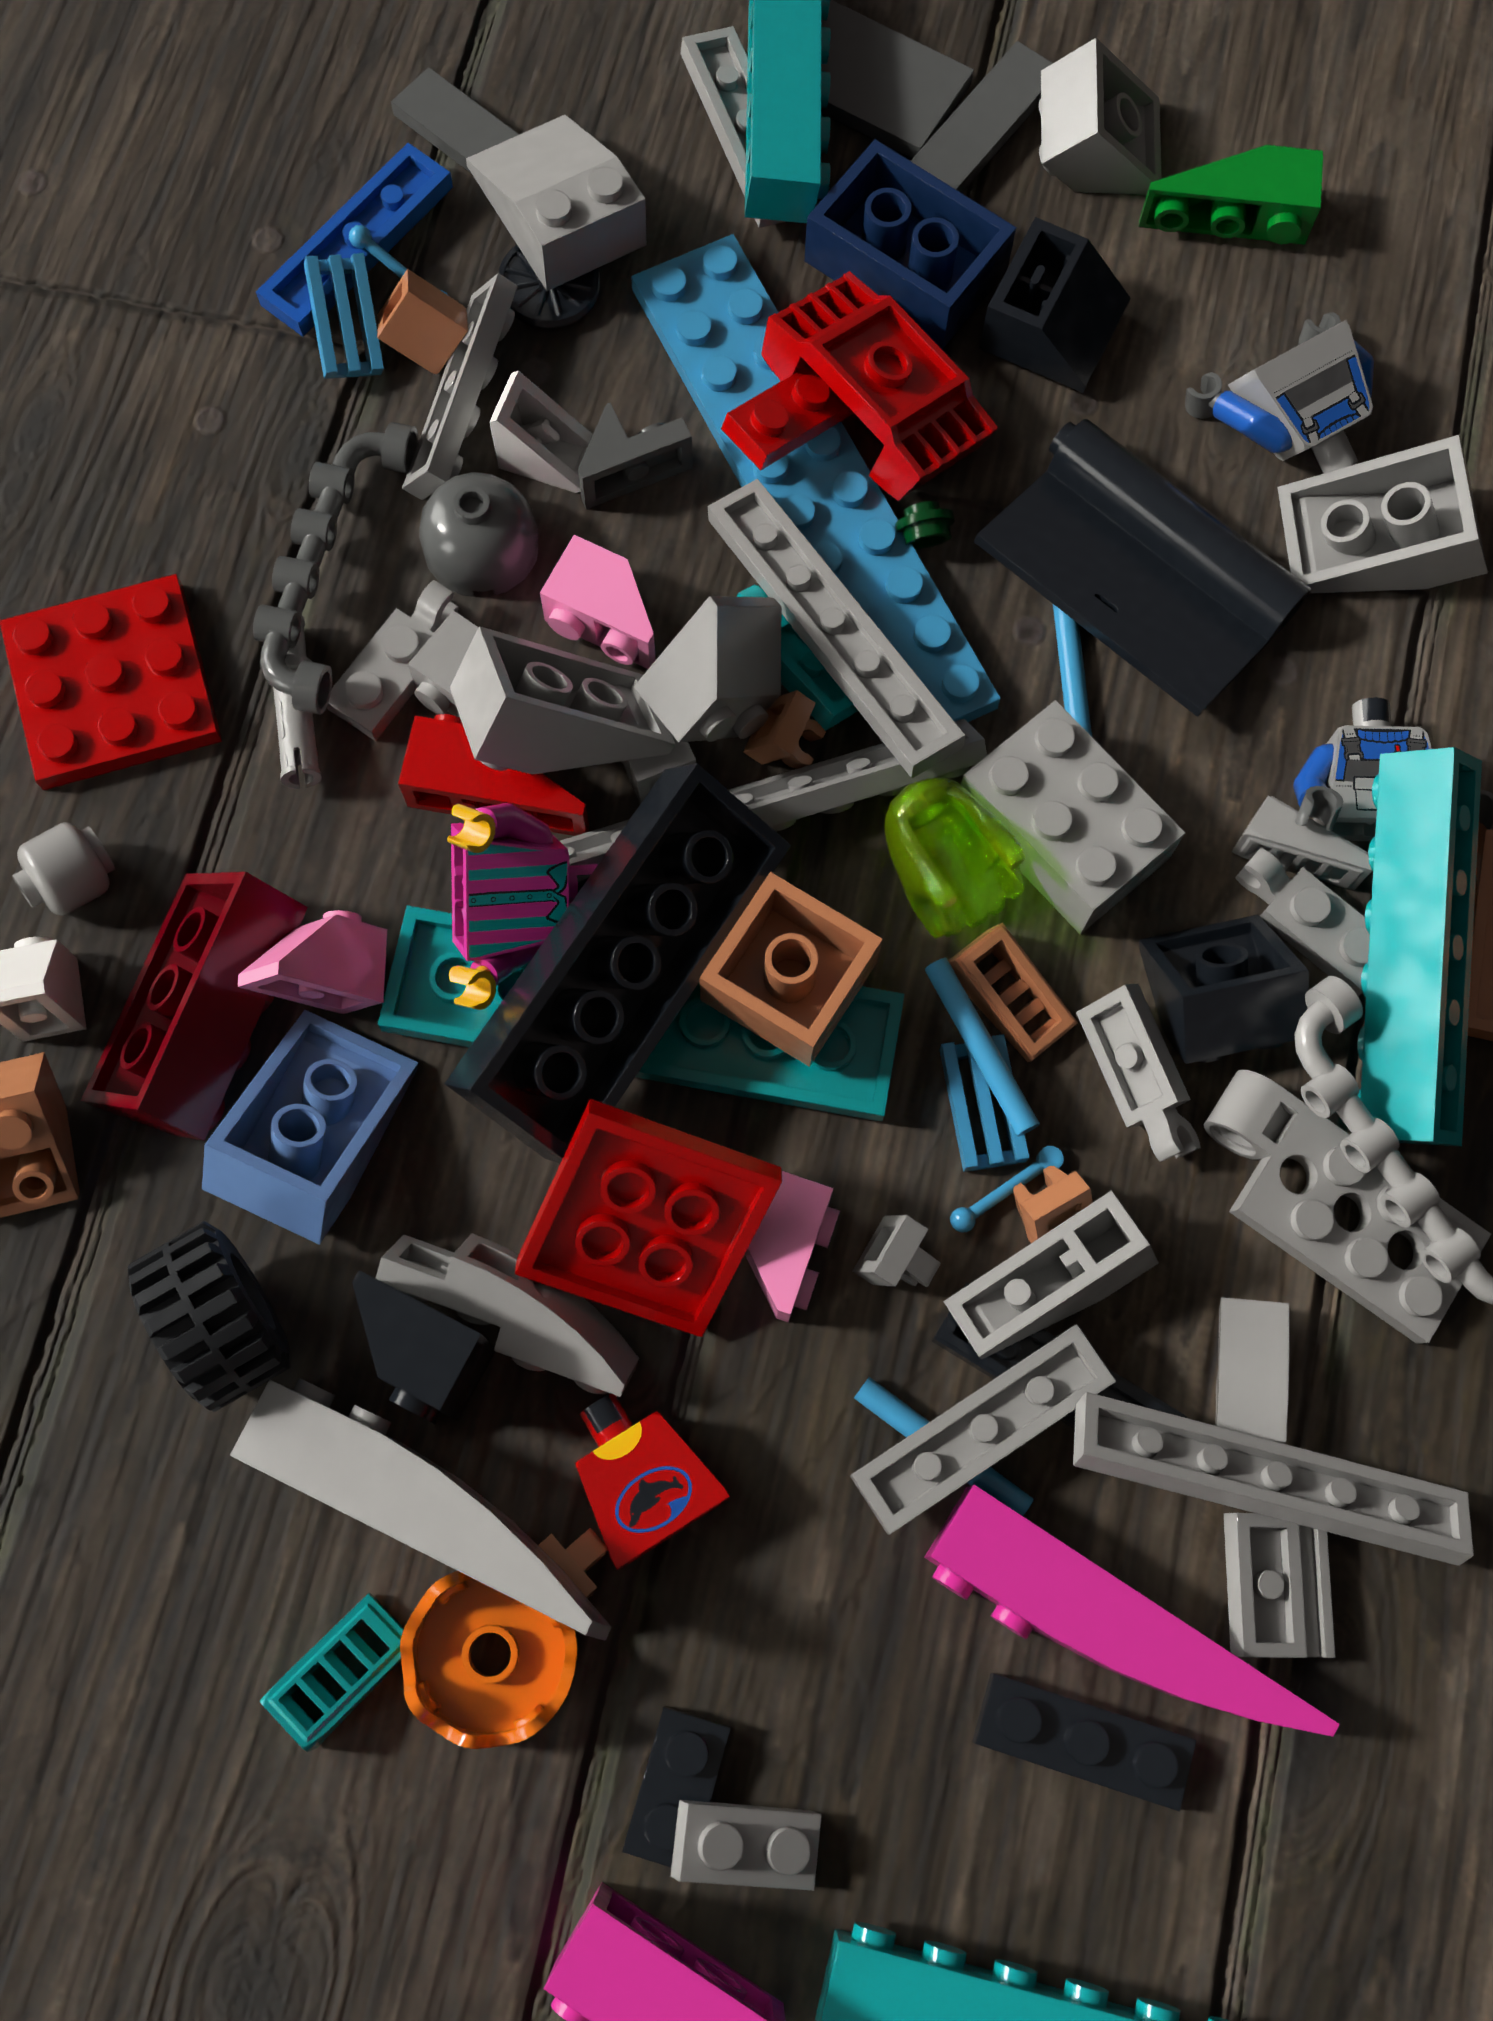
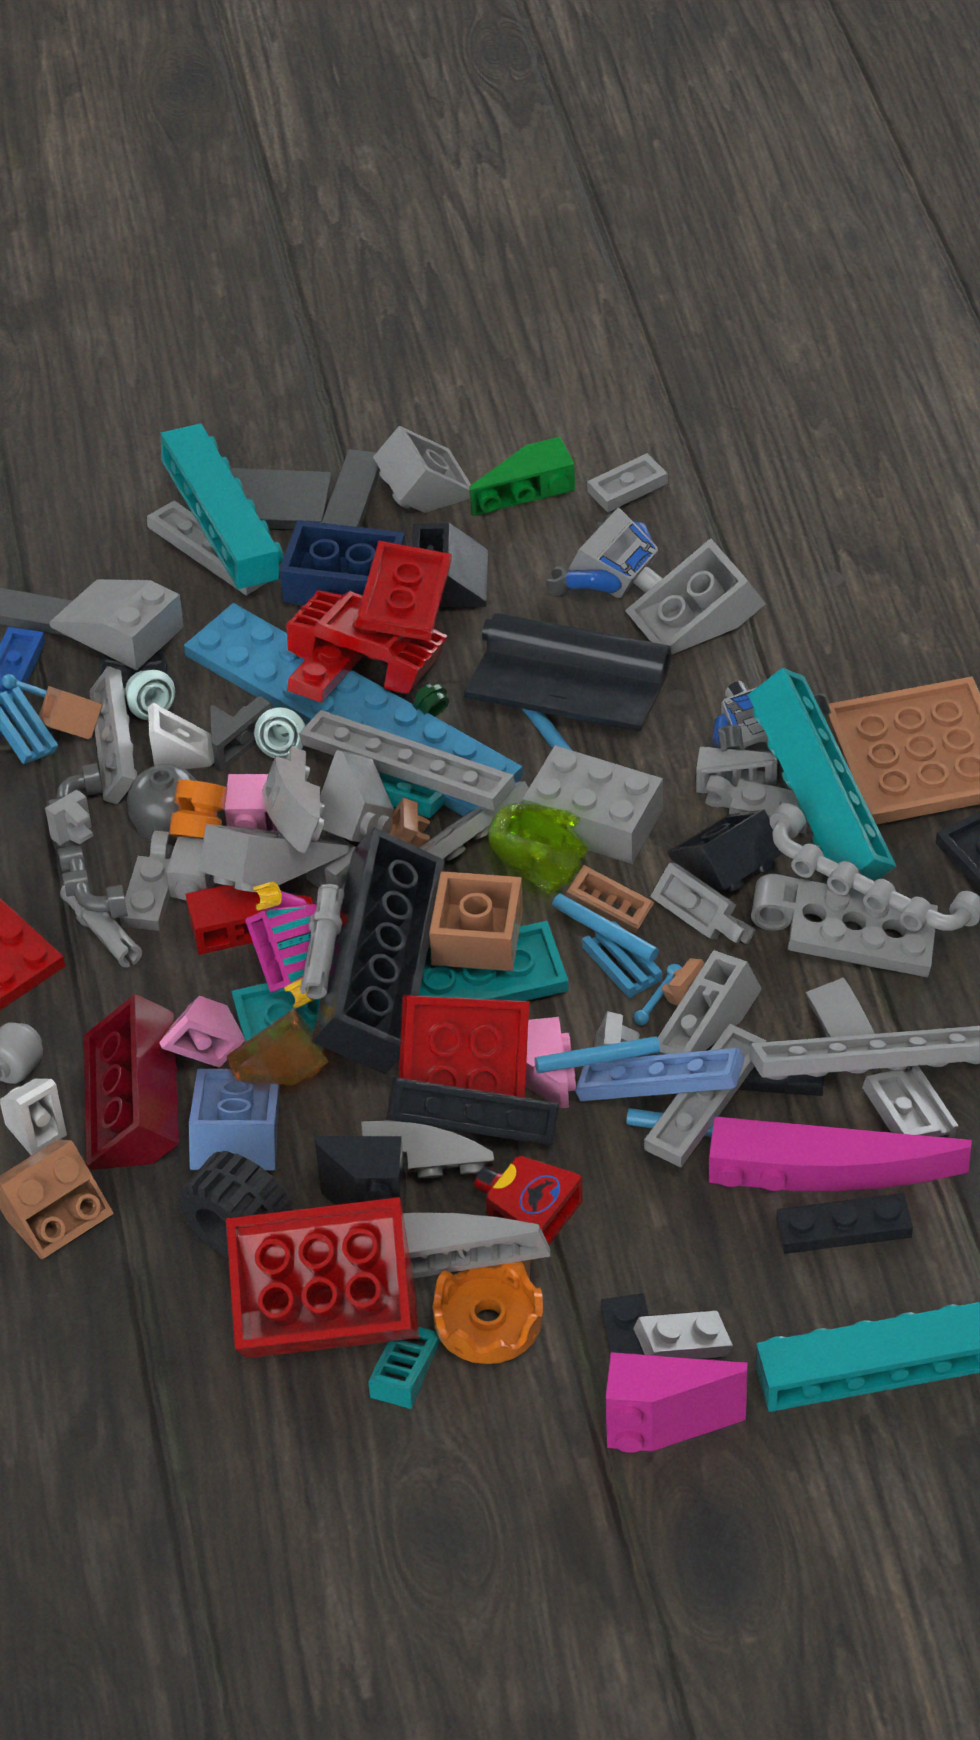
camera: 20 degrees left, 25 degrees down
(253, 1527) = (321, 1278): none -> red slope
(307, 521) = (69, 819): none -> light grey tile
(404, 1053) = (279, 1054): none -> clear orange slope
(500, 579) = (198, 806): none -> orange wheel
(541, 340) = (149, 688): none -> light aqua cone
(541, 913) = (324, 928): none -> light grey pin
(618, 645) = (293, 801): none -> light grey slope
(626, 1300) = (472, 1111): none -> black tile
(684, 486) = (272, 737): none -> light aqua cone
(854, 1289) = (597, 1054): none -> dark azure bar
(934, 1366) = (661, 1074): none -> medium blue tile
(962, 334) = (404, 591): none -> red tile
(1385, 267) = (627, 482): none -> light grey plate

